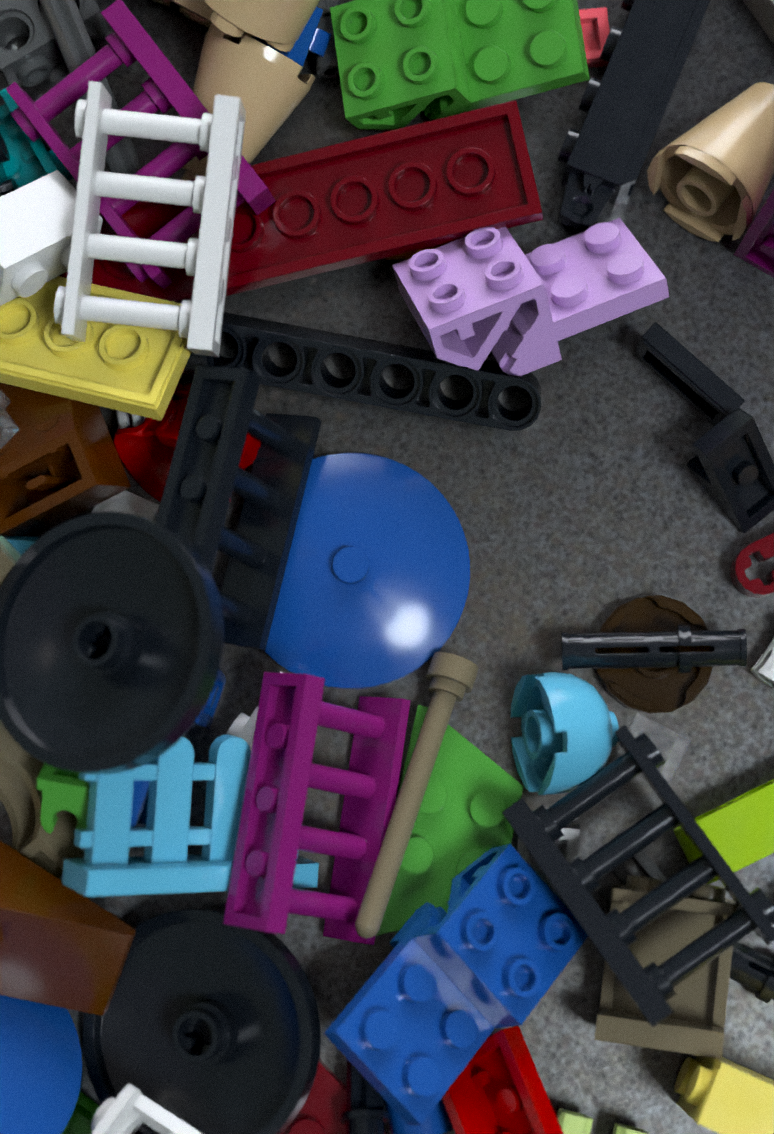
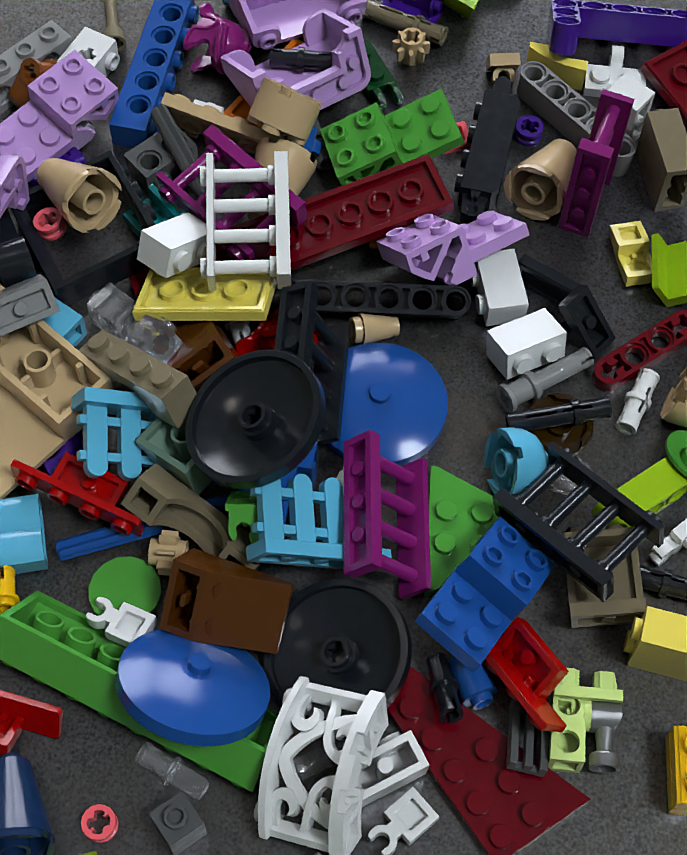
camera: 10 degrees left, 20 degrees down
(361, 426) = (372, 328): none -> tan cone
(450, 679) = (446, 449): dark tan piece -> none
(600, 384) = (499, 288): none -> white brick
(622, 574) = (532, 384): none -> light grey pin
(625, 499) = (526, 343): none -> white brick
(730, 31) = (524, 137): none -> dark purple bush

